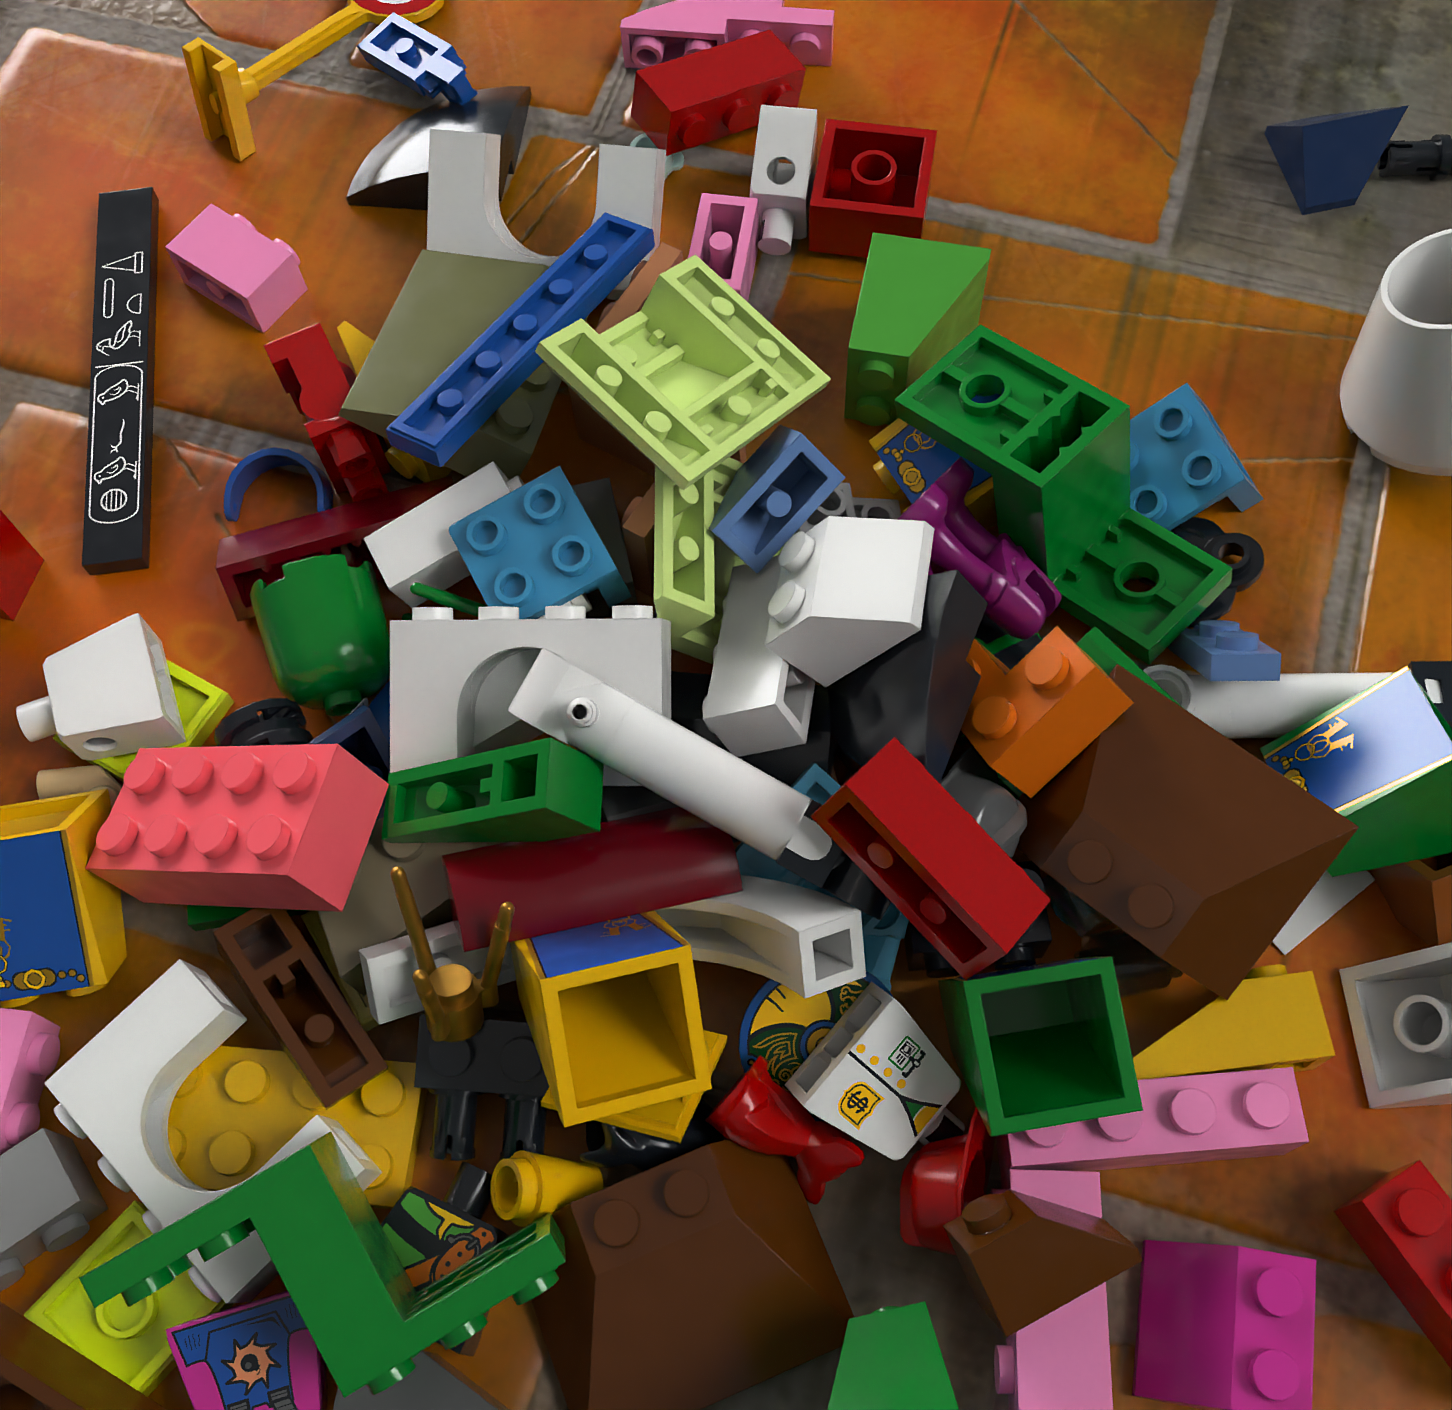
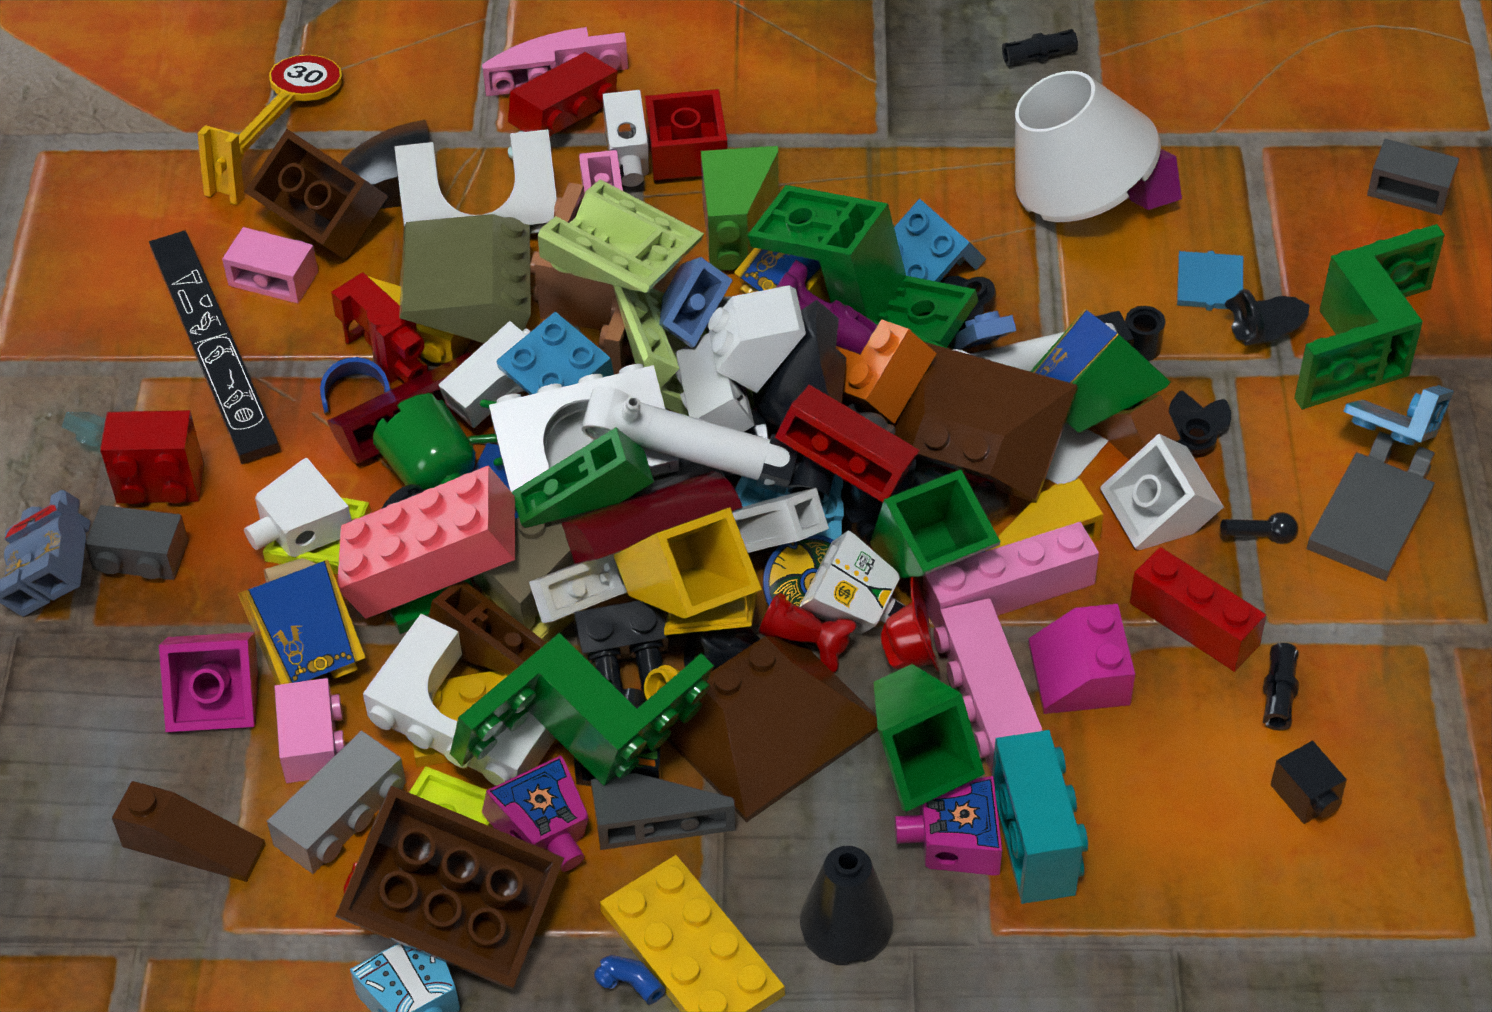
camera: 20 degrees left, 15 degrees down
(324, 174) = (316, 194): none -> reddish brown brick
(417, 59) = (344, 116): blue hinge -> none
(450, 993) = (592, 588): pearl gold plant -> none
(505, 352) = (502, 250): blue tile -> none
(1033, 1255) = (960, 627): reddish brown slope -> none
(1331, 154) = (973, 59): dark blue slope -> none

